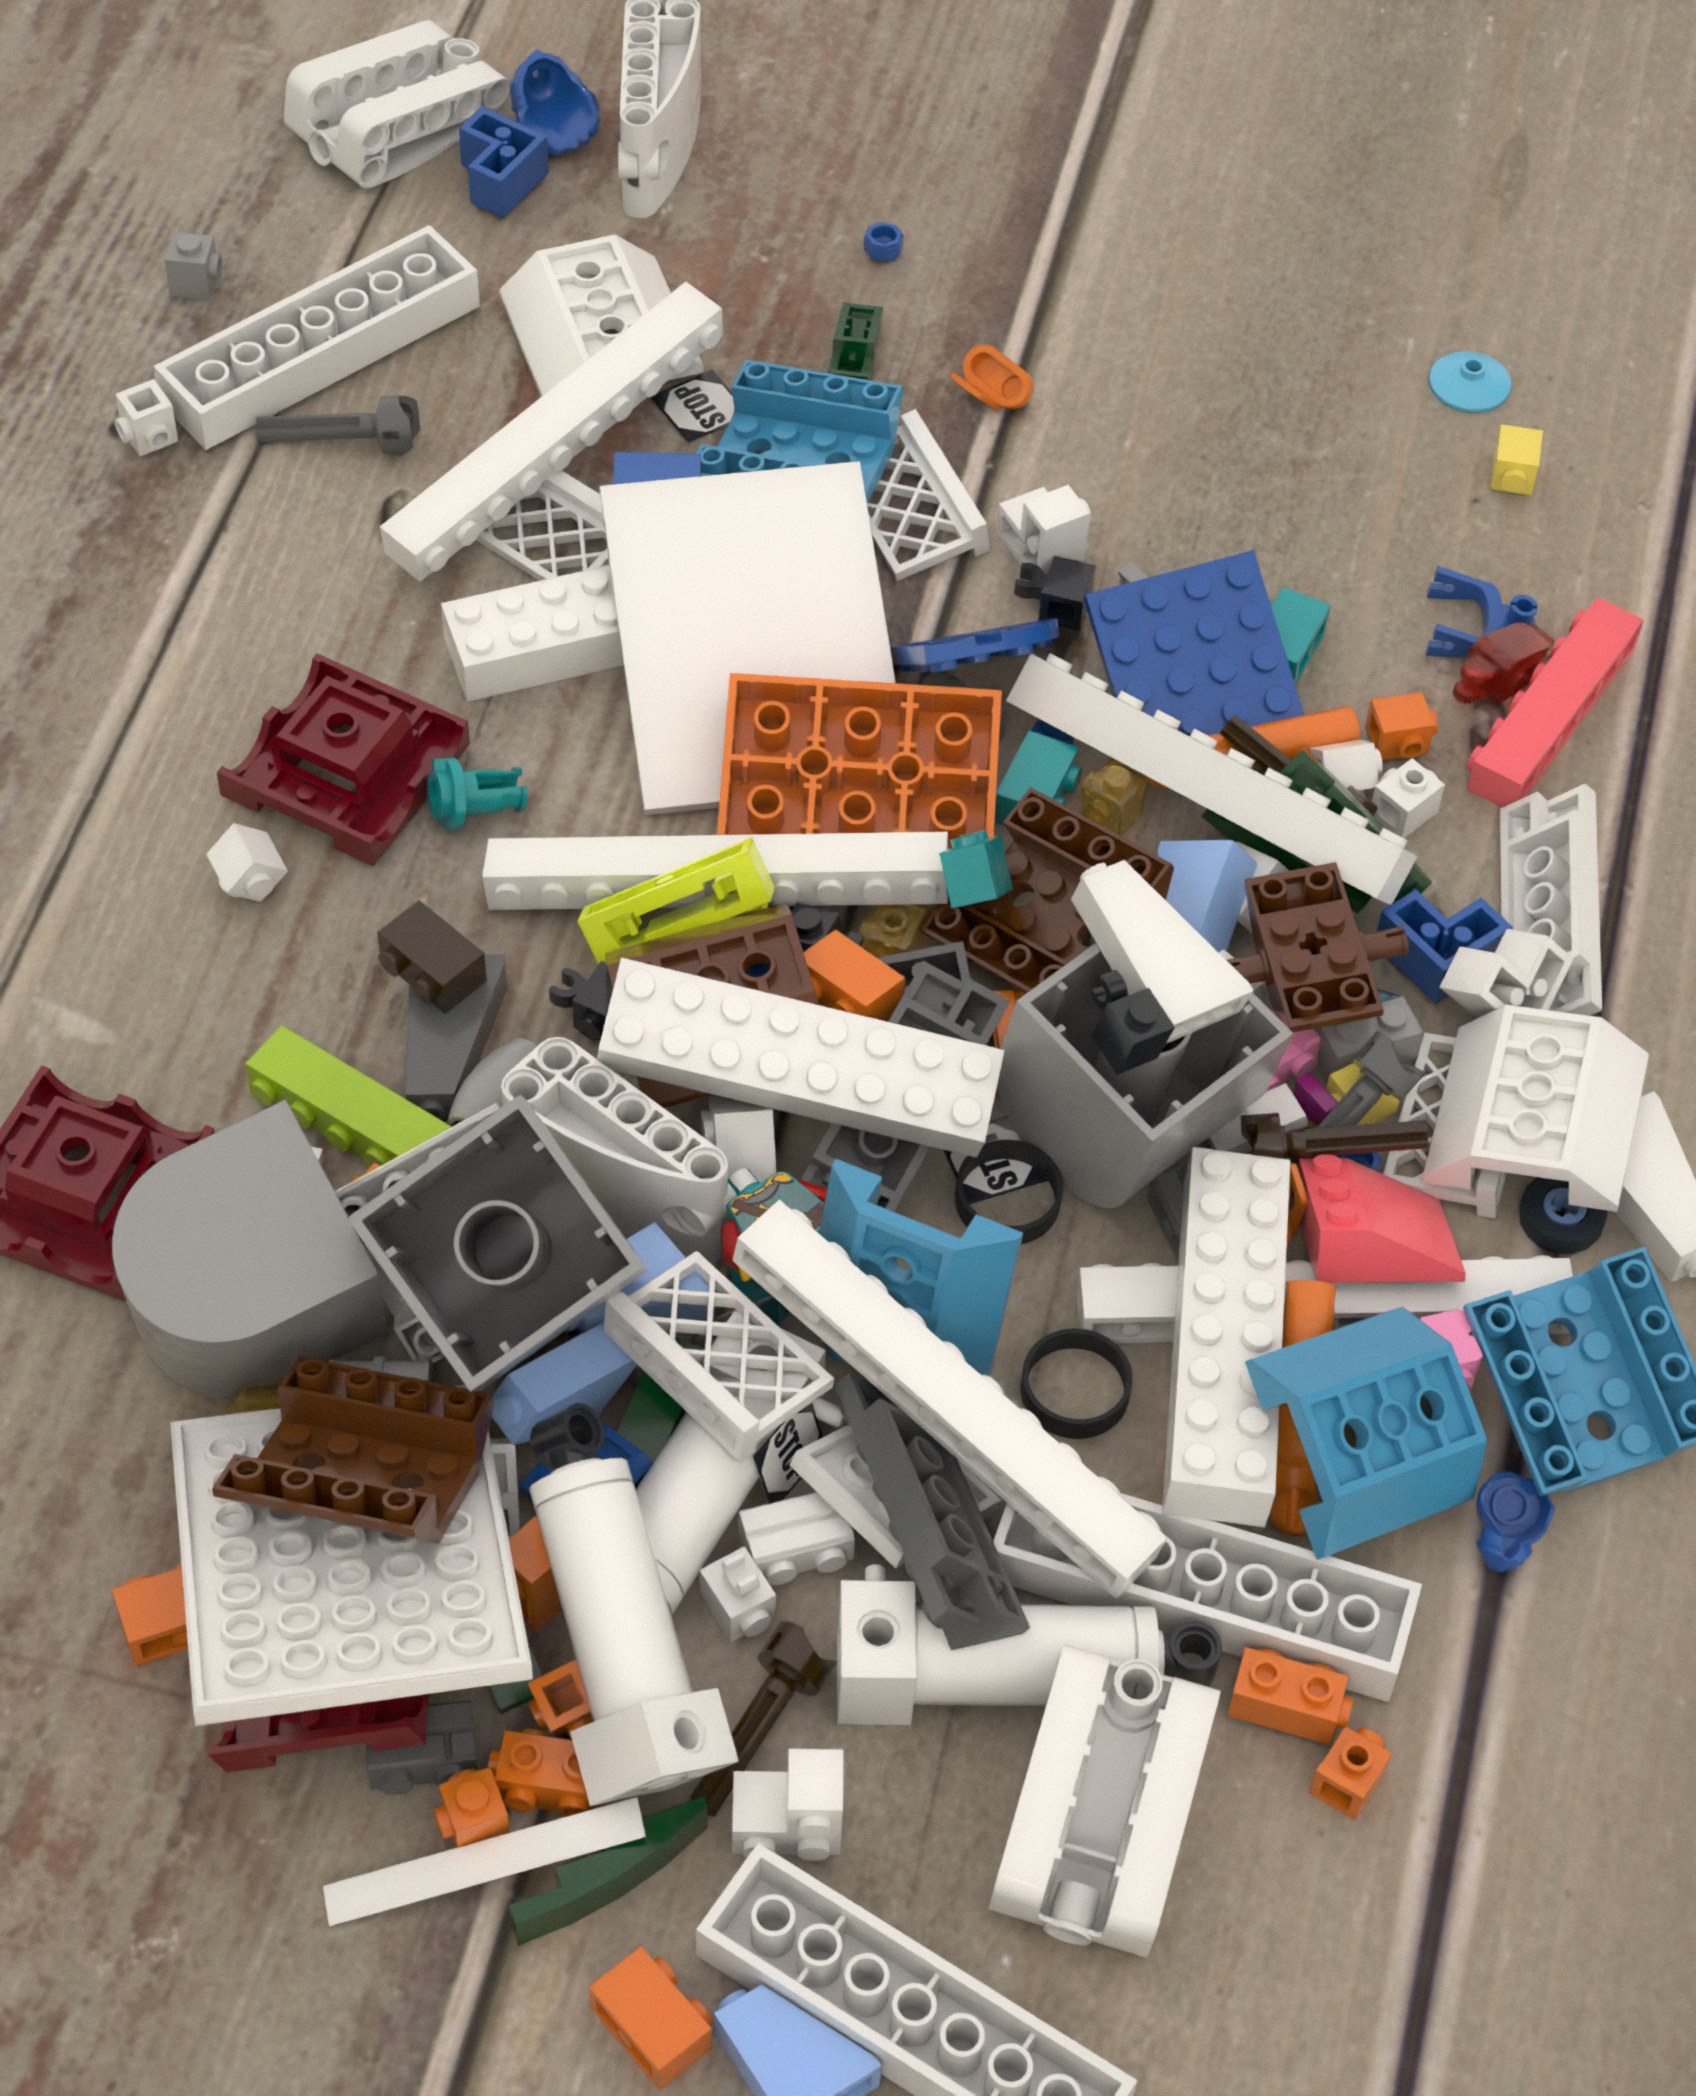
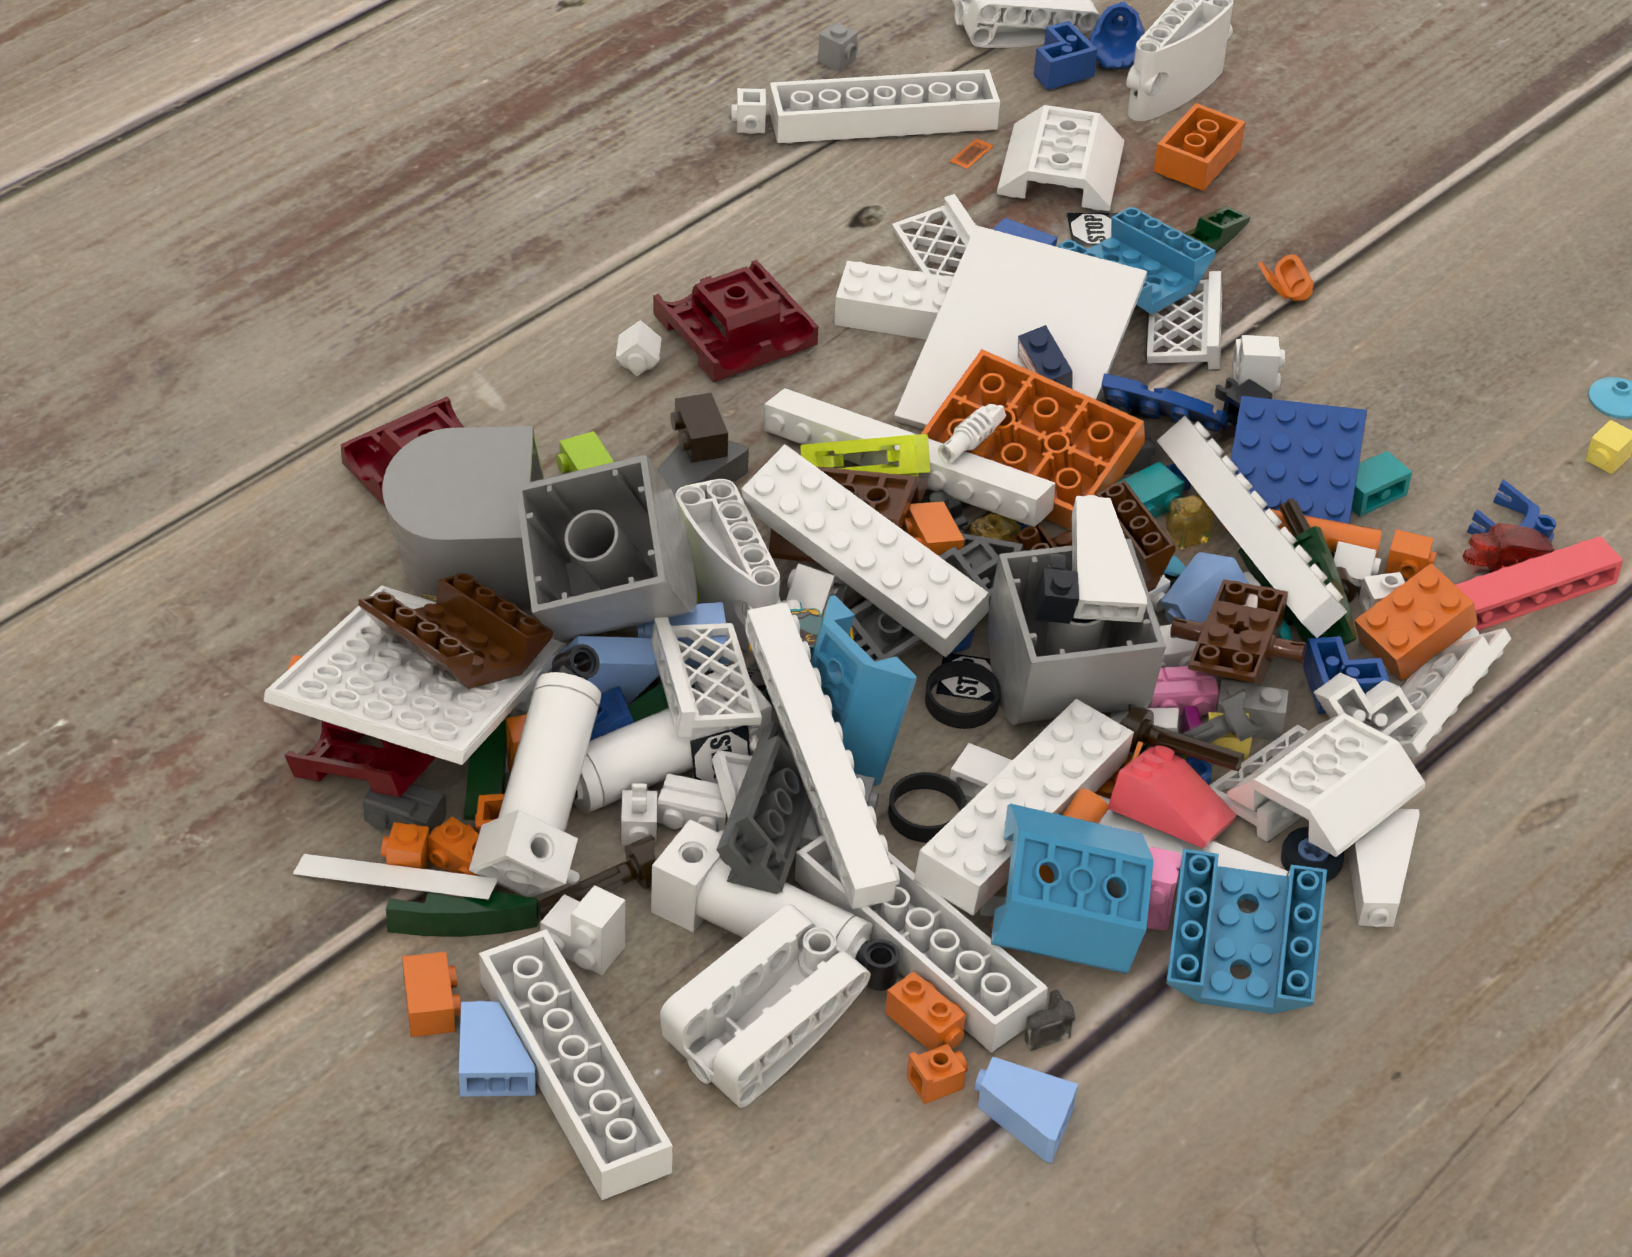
camera: 30 degrees right, 10 degrees down
(389, 424) = (886, 164): dark grey piece -> none
(468, 357) = (971, 153): none -> sticker
(471, 792) = (796, 364): teal piece -> none
(551, 432) = (981, 196): white brick -> none
(760, 230) = (1199, 146): none -> orange brick
(796, 803) = (972, 431): none -> white hinge
(808, 648) = (1043, 356): none -> dark blue brick
(883, 241) = (1277, 183): blue tile -> none
(975, 869) = (1052, 506): teal brick -> none
(1438, 1621) = (1050, 1025): none -> clear smoke bracket
(1479, 821) = (1416, 622): none -> orange brick
(1489, 1758) = (1027, 1104): none -> light blue slope
(1511, 1520) = (1141, 992): blue hair -> none

